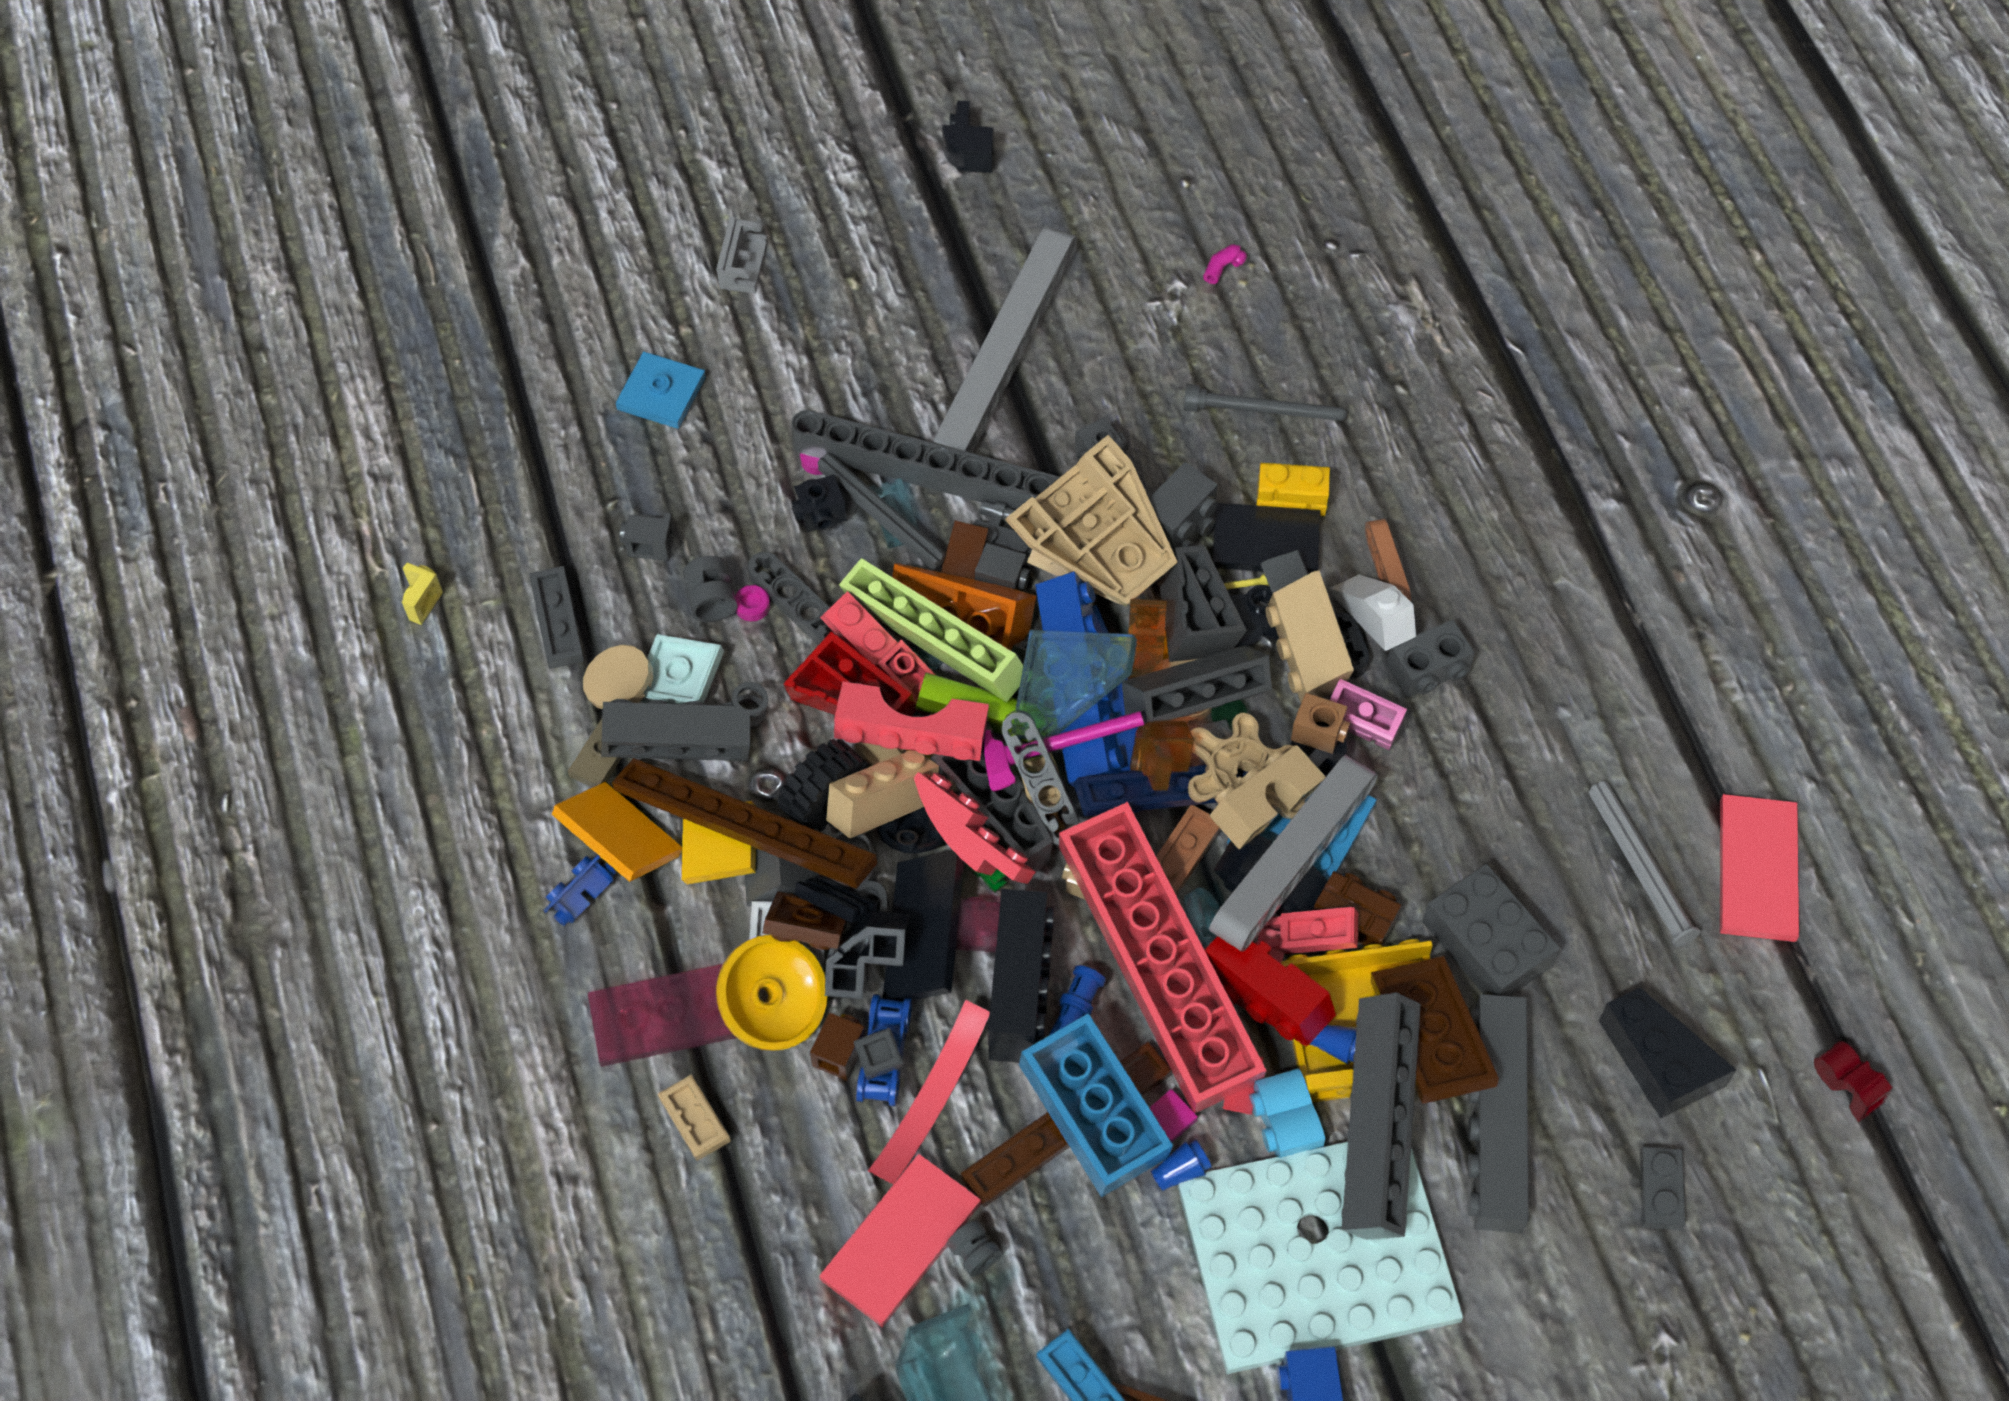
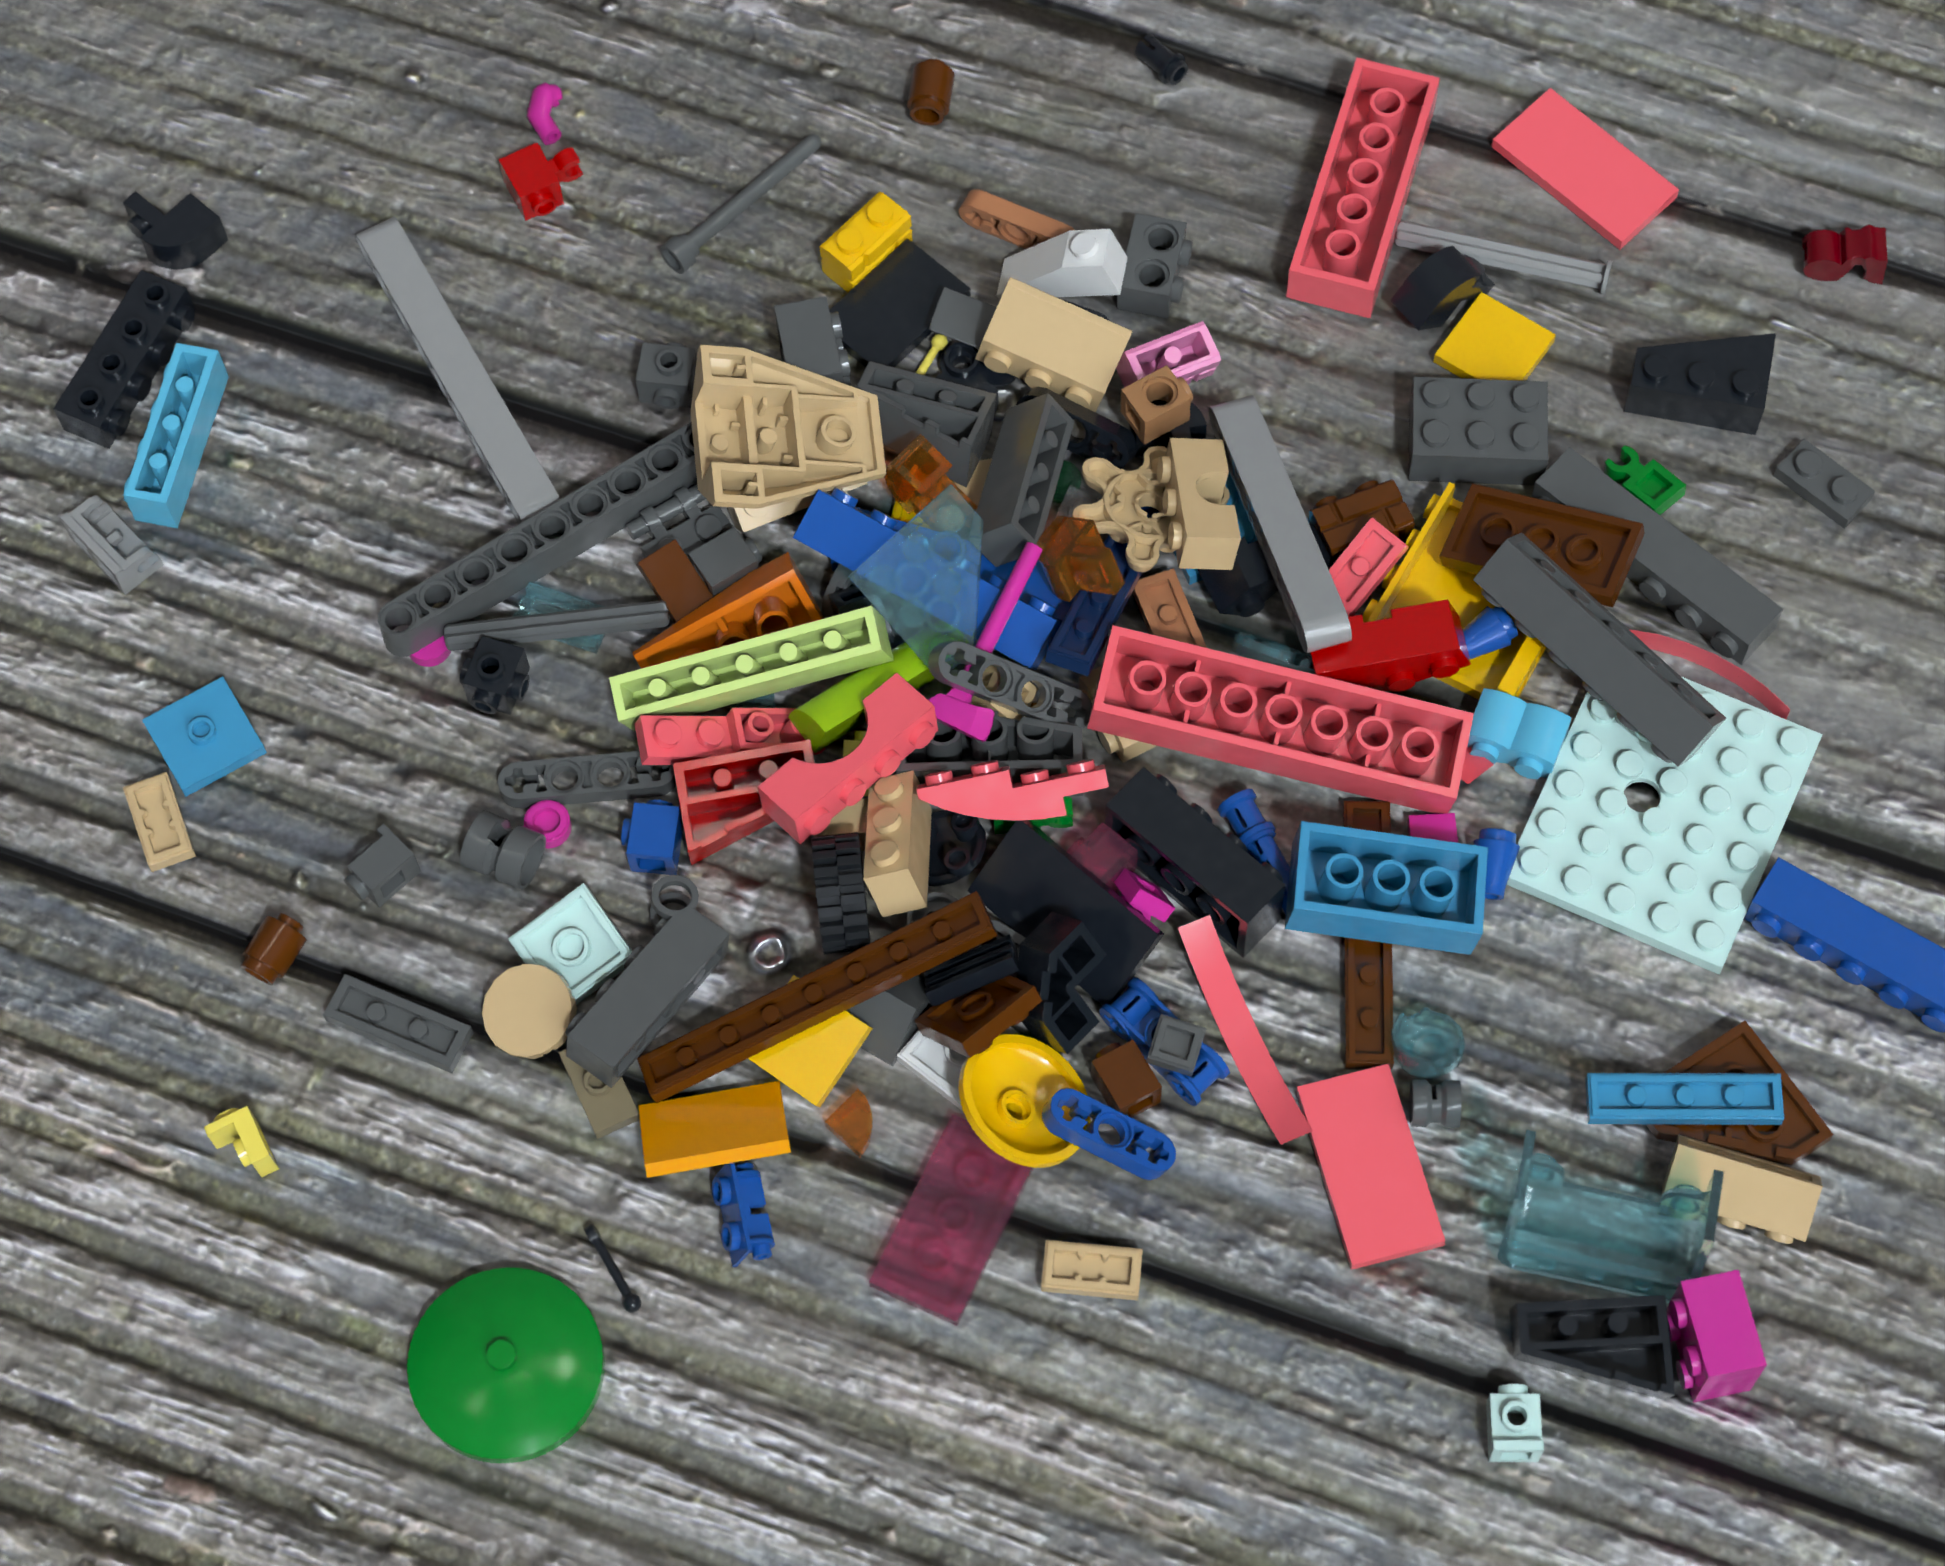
camera: 50 degrees left, 5 degrees up
(384, 831) = (506, 1365): none -> green dish
(503, 818) = (631, 1302): none -> black hinge
(552, 519) = (273, 948): none -> reddish brown brick
(586, 406) = (159, 821): none -> tan plate
(688, 909) = (853, 1123): none -> clear orange tile
(775, 1034) = (1128, 1129): none -> blue beam
(781, 659) = (653, 837): none -> blue brick
(833, 234) = (176, 435): none -> medium azure brick
(863, 177) = (125, 359): none -> black brick
(973, 966) = (1144, 896): none -> dark pink tile
(1011, 1212) = (1427, 1043): none -> clear light blue hair
(1170, 288) = (536, 181): none -> red brick
(1279, 717) = (1093, 424): none -> black beam
(1423, 1136) = (1717, 665): none -> coral sticker
(1434, 449) = (930, 92): none -> reddish brown brick
(1549, 1071) = (1648, 483): none -> green plate
(1569, 903) = (1494, 343): none -> yellow tile
(1576, 834) = (1439, 286): none -> black brick
(1587, 565) = (1169, 66): none -> black pin
(1604, 738) = (1362, 188): none -> coral brick

